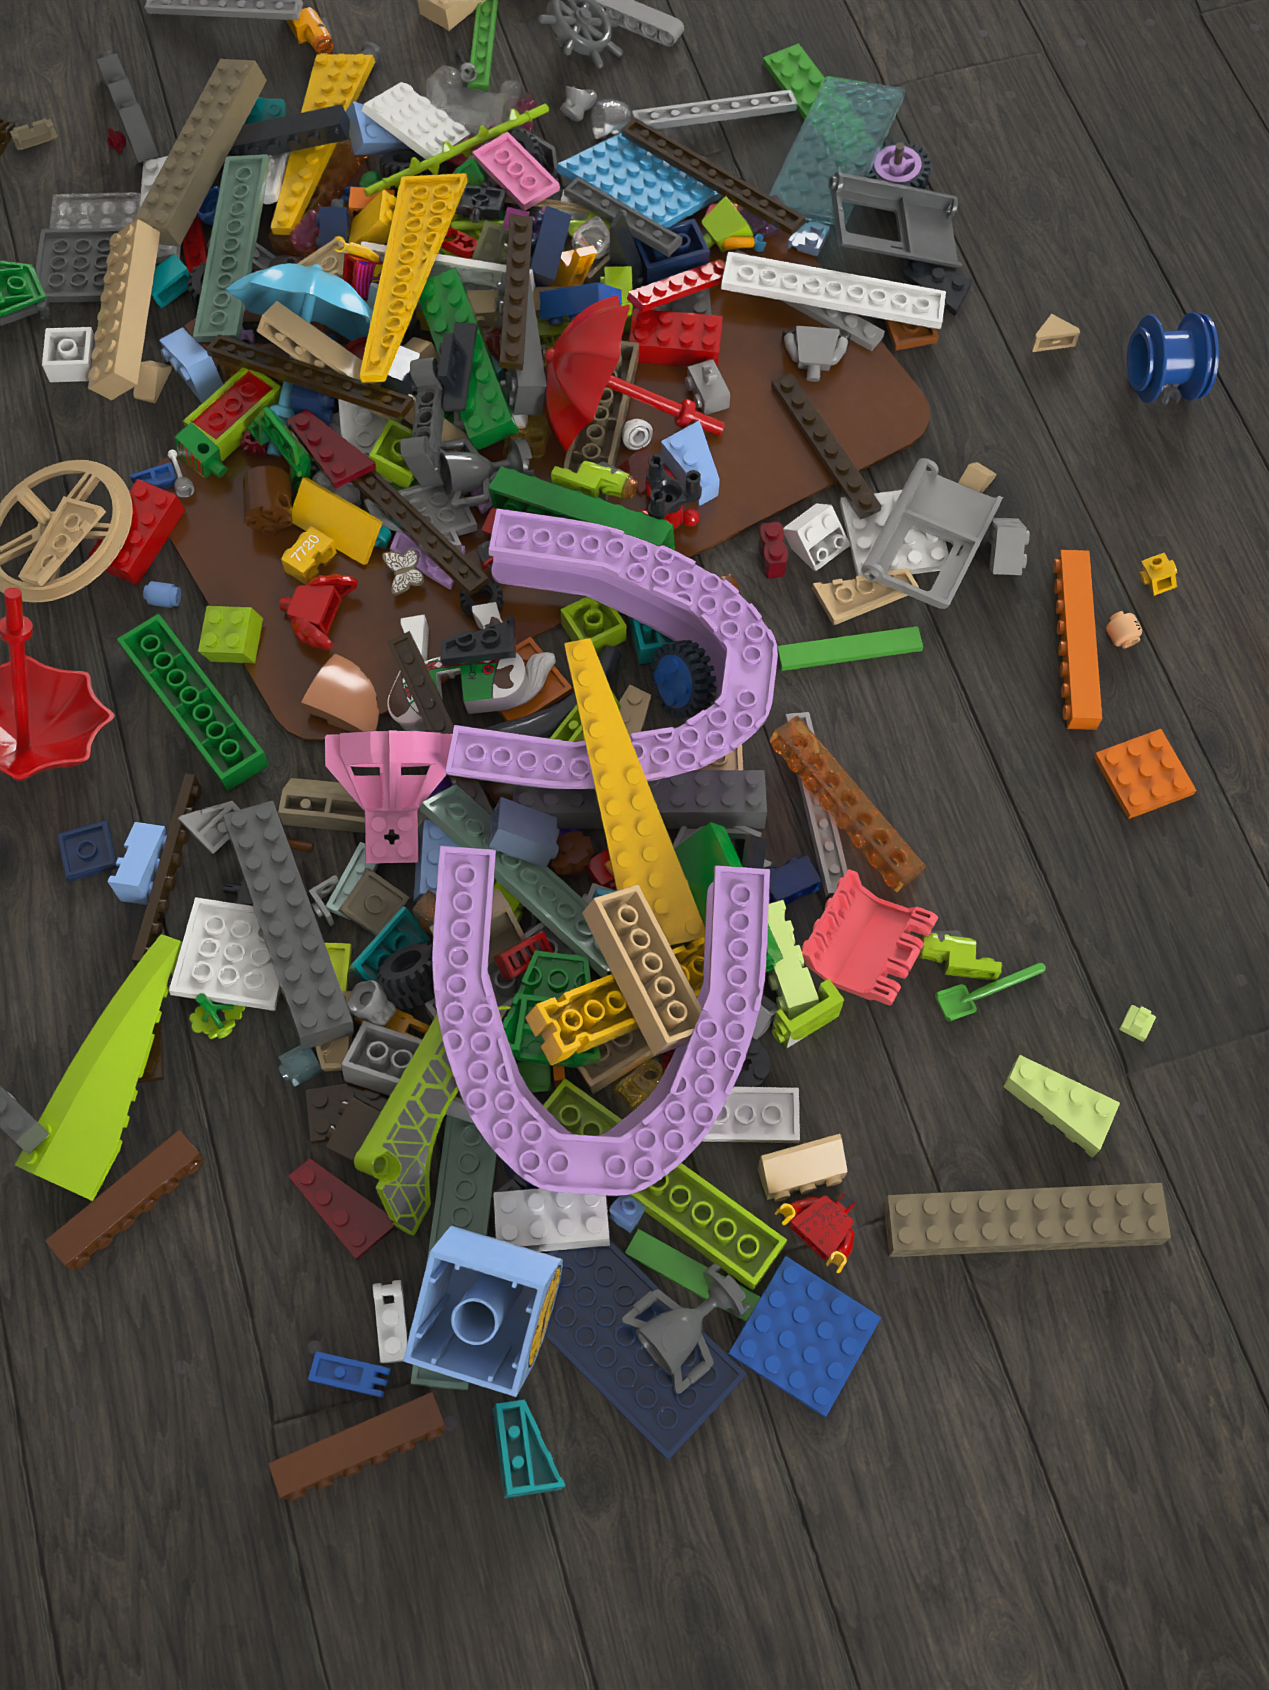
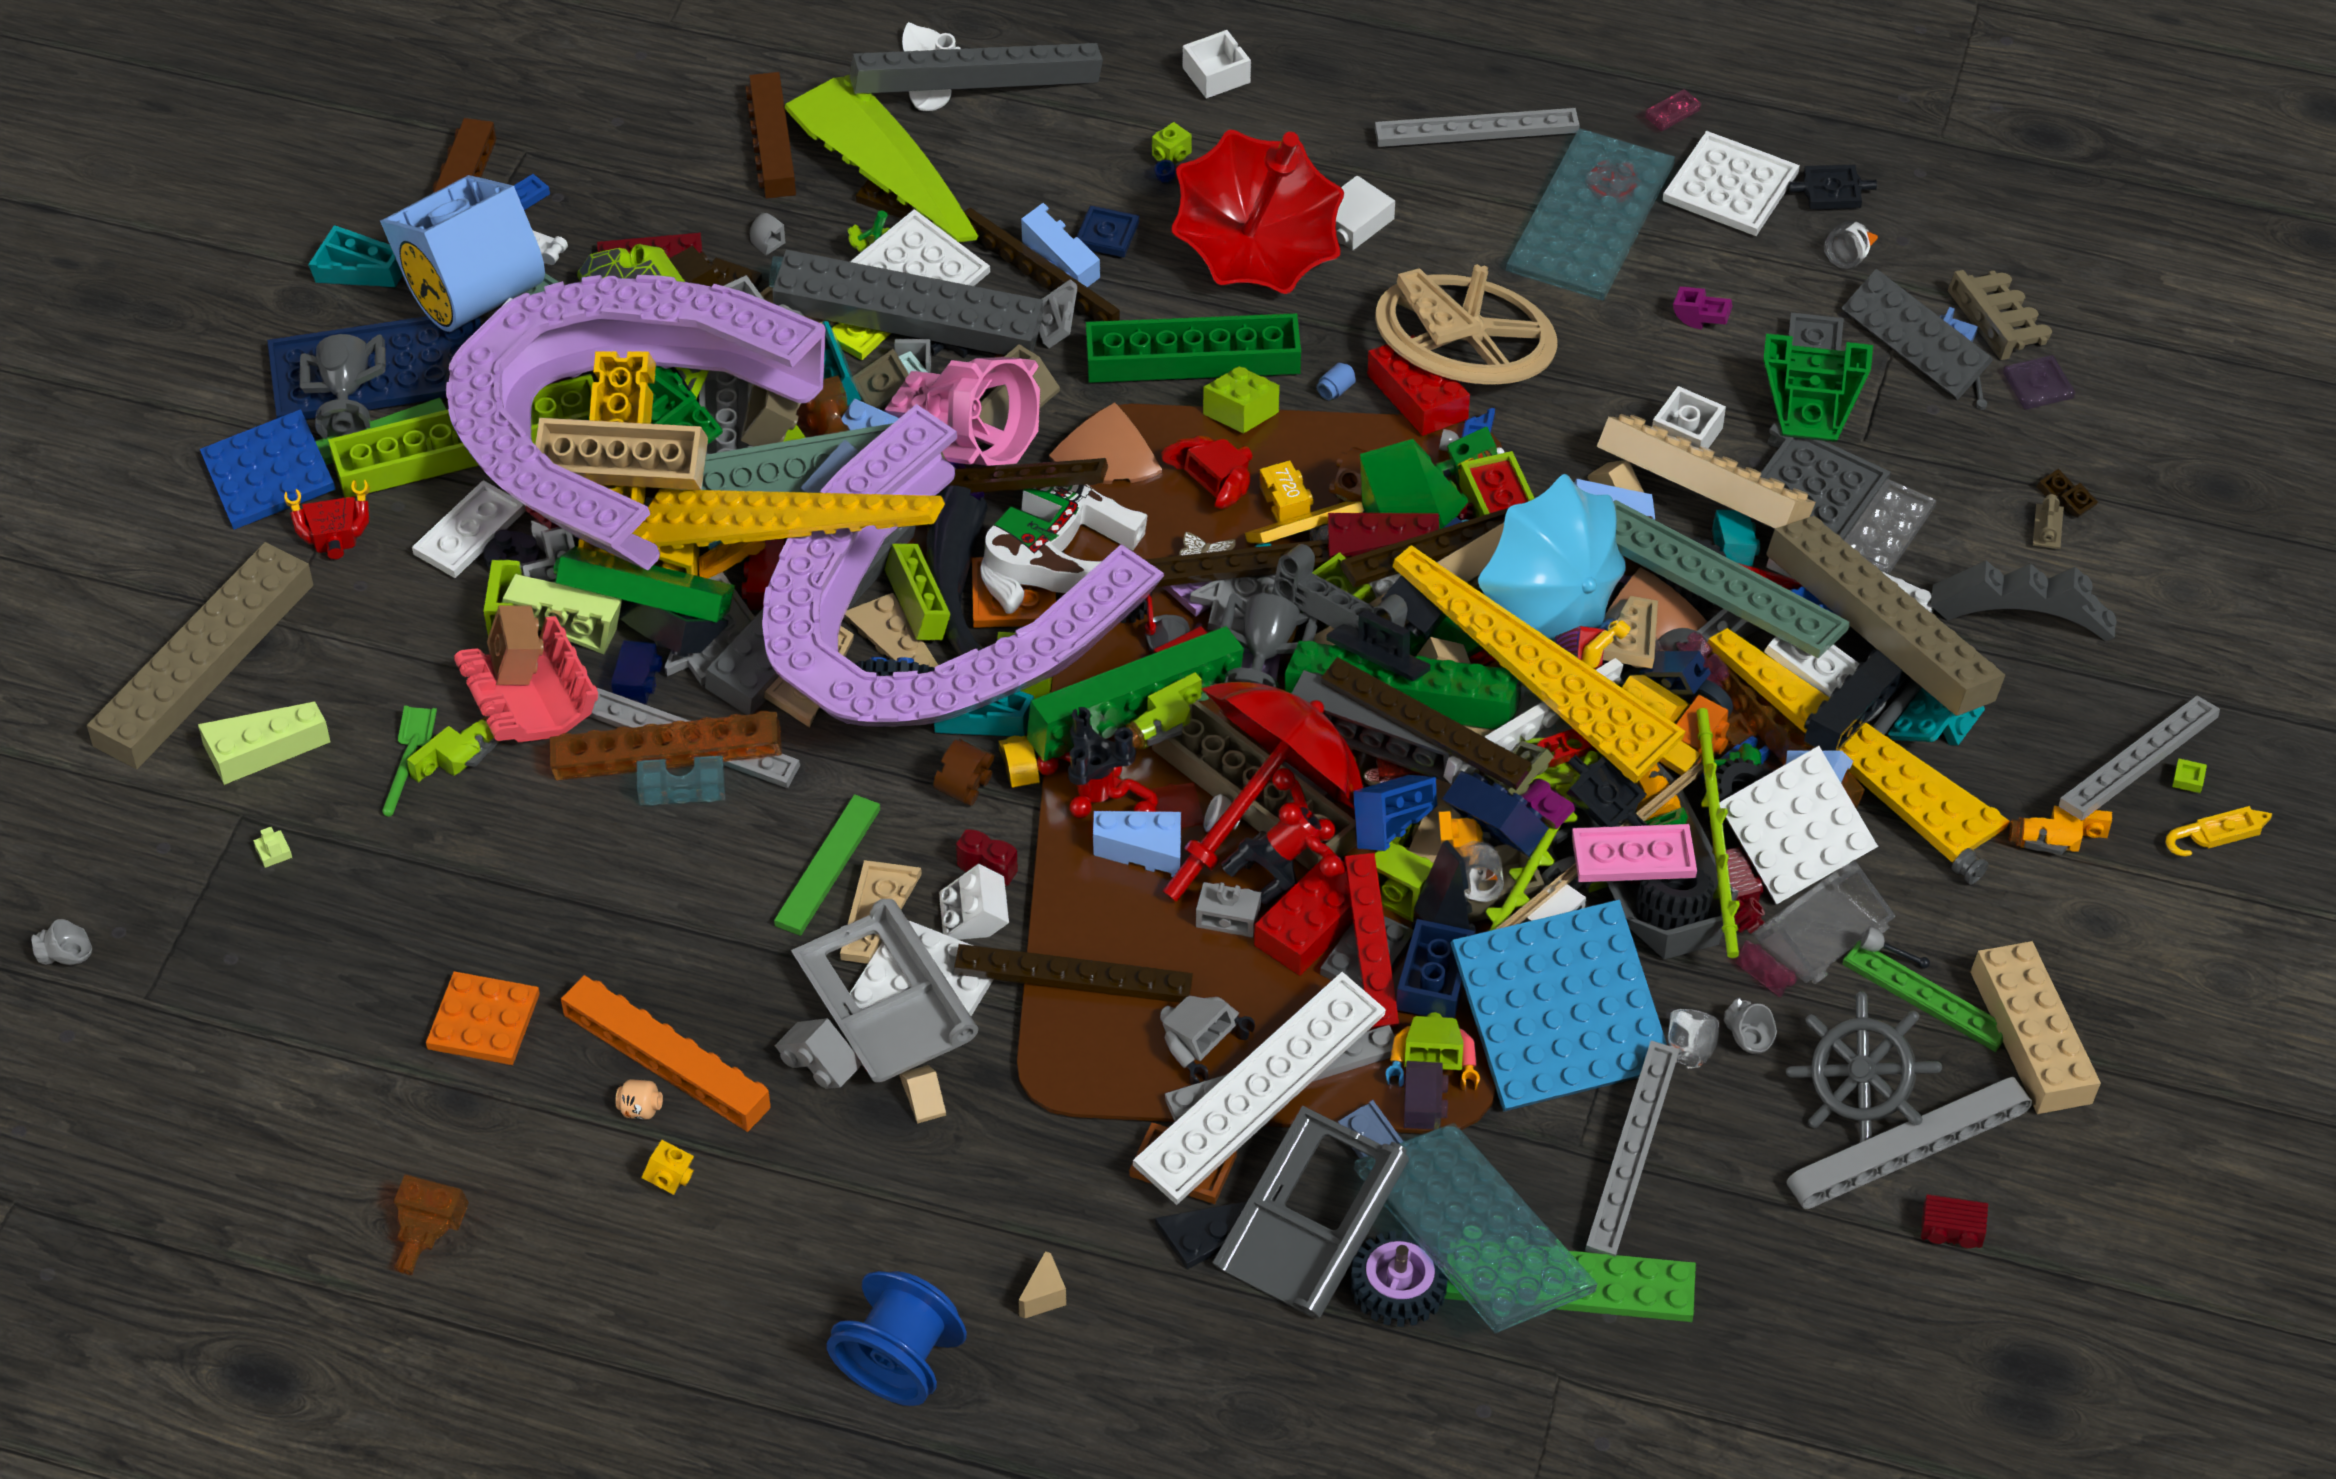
camera: 125 degrees right, 15 degrees down
(253, 1122) = (767, 233): none -> light grey brick
(488, 644) = (1053, 539): black wing -> none
(502, 958) = (722, 414): red slope -> none
(608, 207) = (1493, 915): dark grey tile -> none
(649, 356) = (1285, 841): none -> wheel
(713, 176) = (1508, 1056): dark brown plate -> none
(803, 1168) = (389, 533): tan slope -> none
(851, 961) = (514, 645): none -> medium nougat brick
(879, 792) = (703, 783): none -> clear light blue arch

